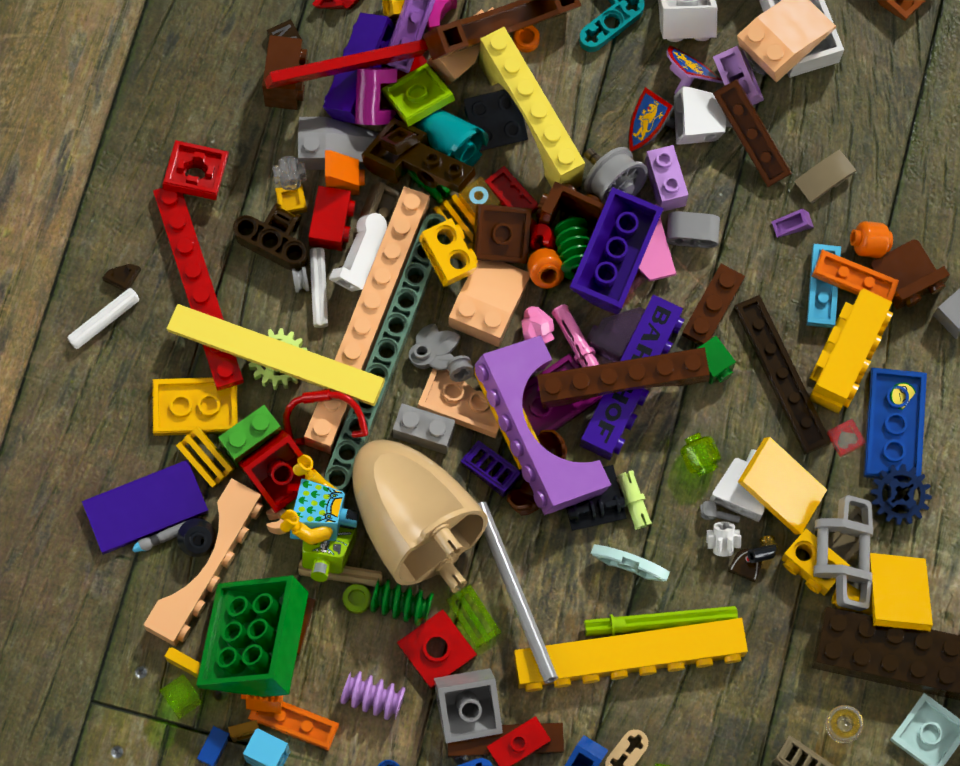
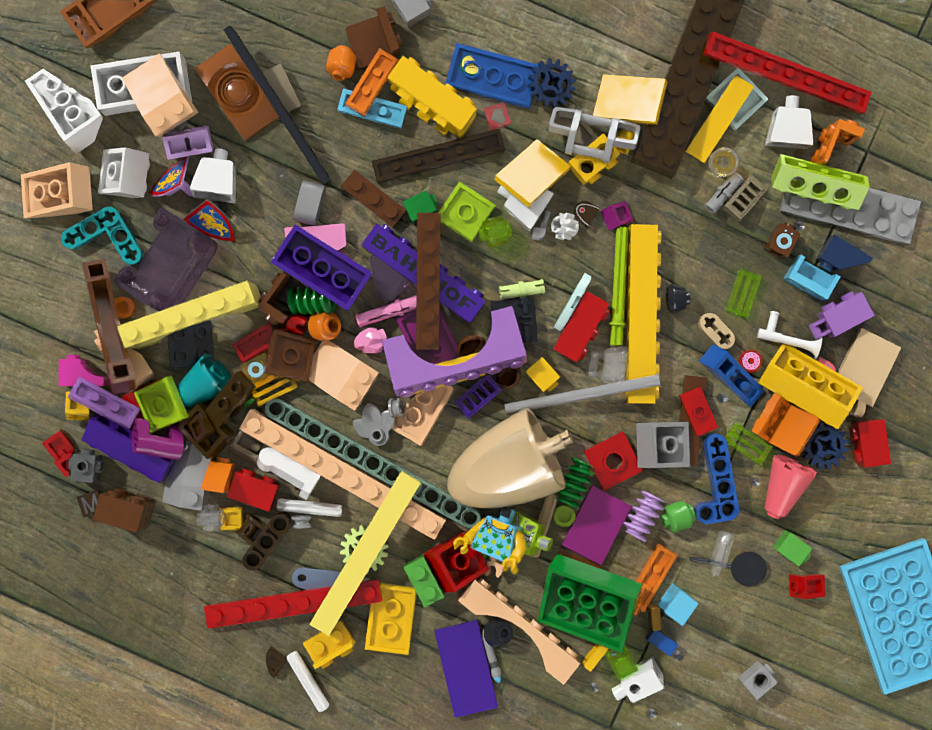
camera: 80 degrees left, 15 degrees up
(152, 335) = (325, 648): none -> yellow bracket
(160, 722) = (640, 683): none -> white torso
(188, 156) = (182, 592): red piece -> none
(189, 439) = (442, 617): yellow tile -> none
(232, 307) = (314, 578): none -> sand blue piece
(319, 396) = (406, 517): red piece -> none
(329, 23) = (86, 466): none -> dark grey brick
(345, 64) = (128, 461): red tile -> none
(350, 640) = (596, 525): none -> magenta tile
(378, 740) = (678, 516): none -> bright green head
(423, 428) = (440, 443): light grey brick -> none
(441, 254) = (303, 408): yellow brick -> none
(486, 637) = (609, 421): clear neon green tile -> none
(531, 541) = (543, 375): none -> yellow brick
(558, 627) = (613, 365): none -> clear piece
(589, 83) = (170, 264): none -> clear purple windscreen
(600, 580) = (581, 327): none -> red brick
(614, 170) = (256, 258): light grey wheel -> none
(658, 694) = (677, 298): none -> black cone
(666, 178) = (263, 216): lavender brick -> none
(720, 416) = (465, 211): none -> lime tile
(751, 606) = (617, 215): none -> magenta slope
(752, 133) = (237, 140): reddish brown tile -> none
(766, 552) = (578, 194): black arm -> none
(792, 223) = (316, 123): medium lavender piece -> none
(802, 173) = (277, 105): none -> black tile
(806, 735) = (724, 193): none -> light grey pin
(815, 124) = (237, 92): none -> dark orange slope
(900, 712) = (719, 119): none -> yellow tile

